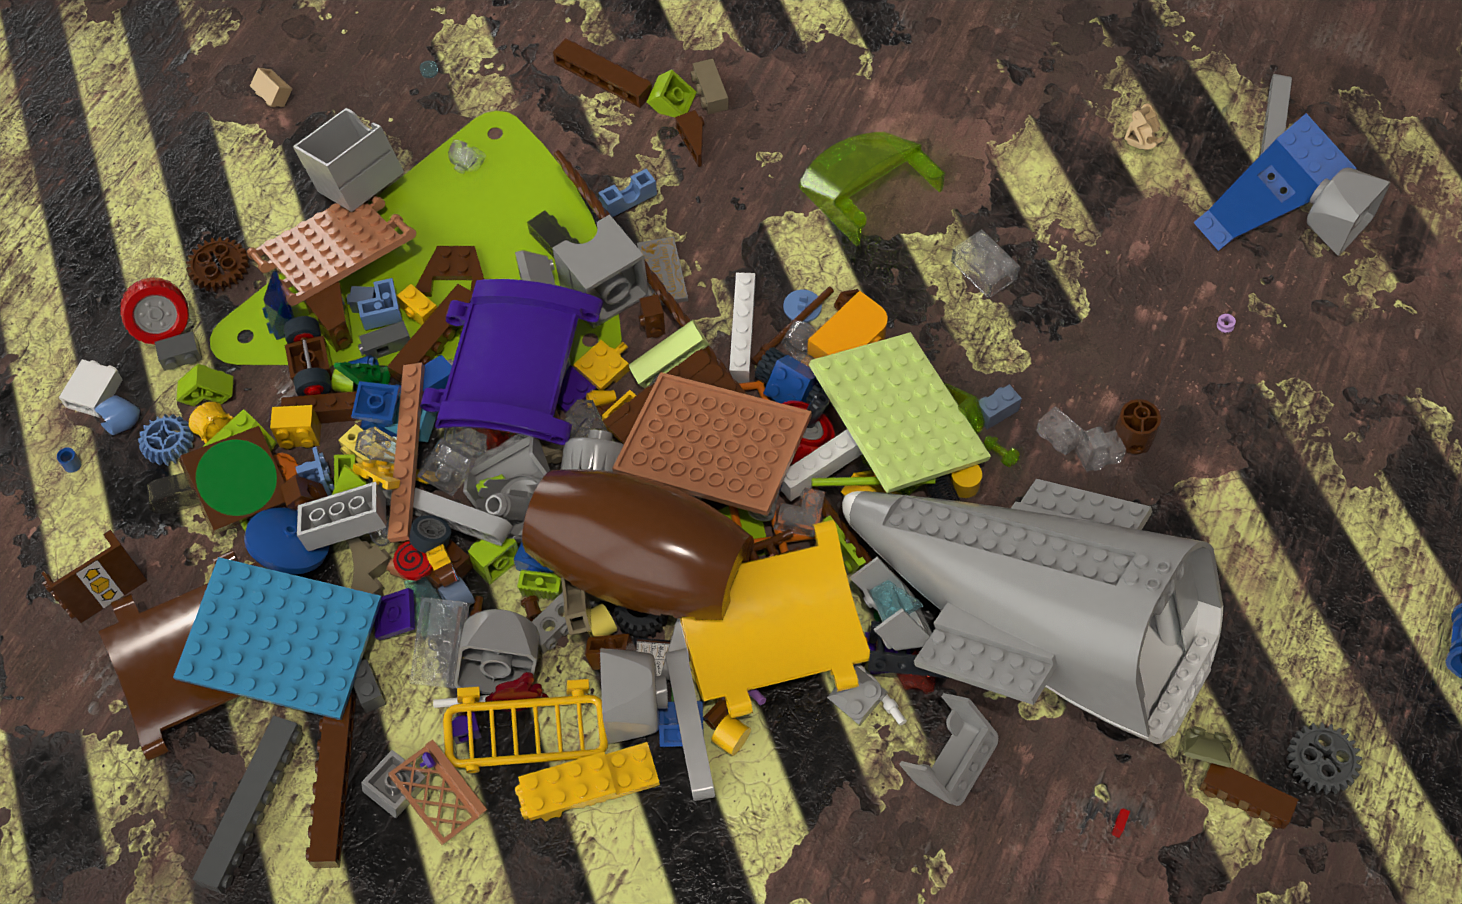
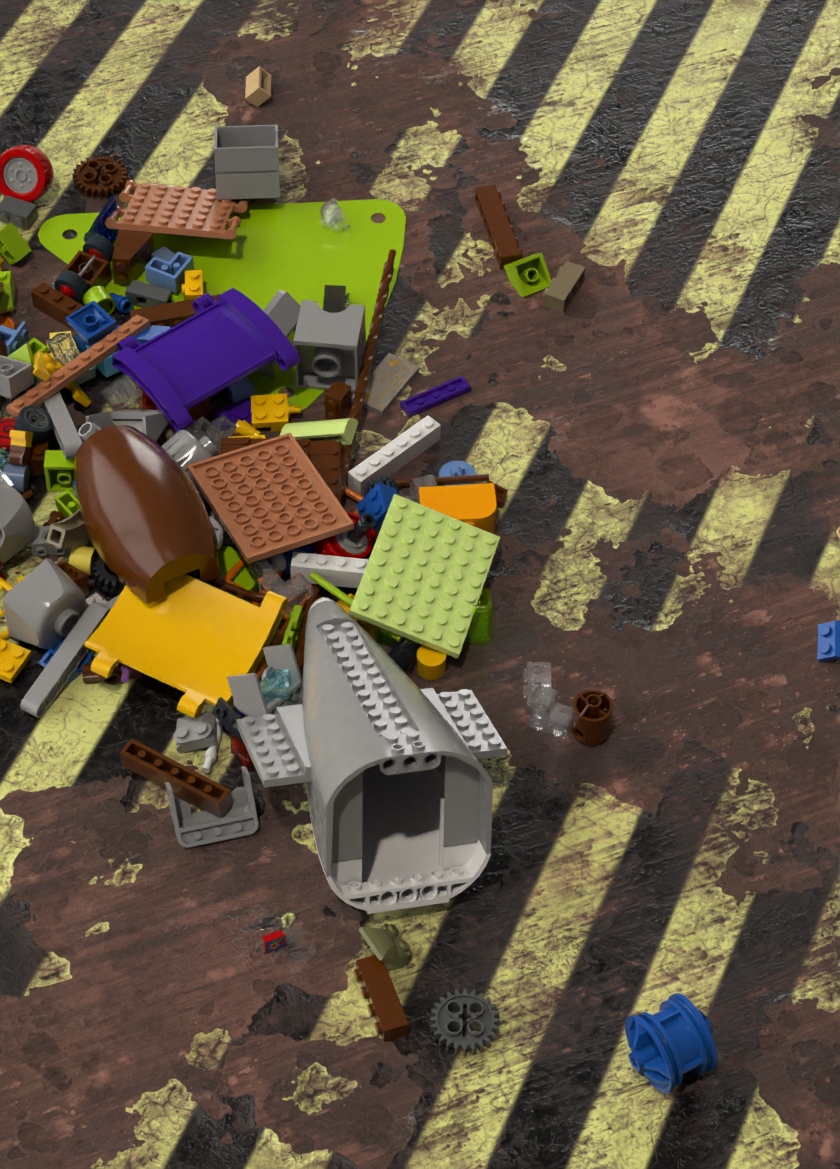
camera: 40 degrees right, 10 degrees down
(295, 426) = (33, 306): yellow brick -> none
(364, 372) = (108, 302): green wing -> none
(429, 69) = (381, 145): clear light blue tile -> none
(446, 467) = (93, 394): clear brick -> none
(450, 264) = (247, 279): reddish brown wing -> none
(640, 189) = (405, 316): medium blue arch -> none
(691, 131) = (513, 310): reddish brown slope -> none
(712, 252) = (435, 396): none -> dark purple tile
(731, 735) = (86, 688): yellow piece -> none
(853, 166) = (604, 407): clear neon green windscreen -> none
(893, 750) = (182, 779): none -> reddish brown brick
(985, 263) = (620, 539): clear brick -> none
(999, 405) = (512, 634): sand blue brick -> none
(1009, 457) = (482, 673): clear neon green bar -> none
(1226, 328) = (758, 714): lavender bush -> none

